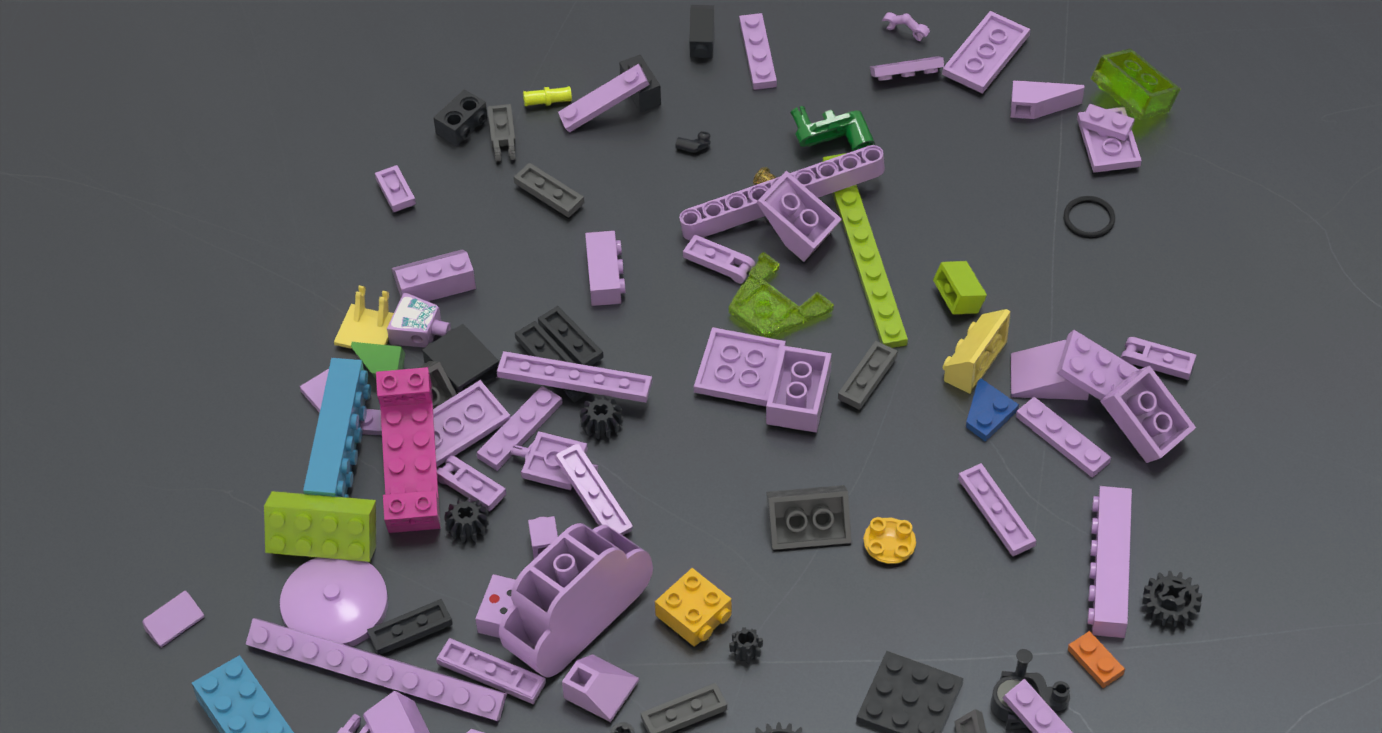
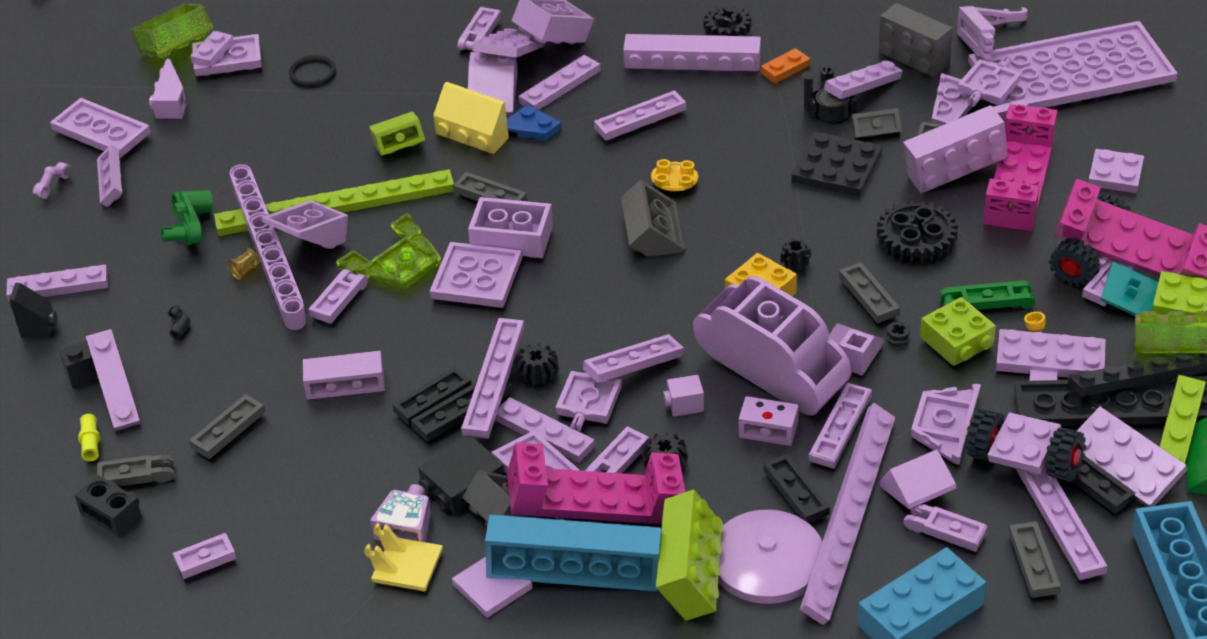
camera: 90 degrees left, 10 degrees down
(379, 357) = (461, 537): bright green slope -> none
(436, 276) = (336, 510): lavender slope -> none

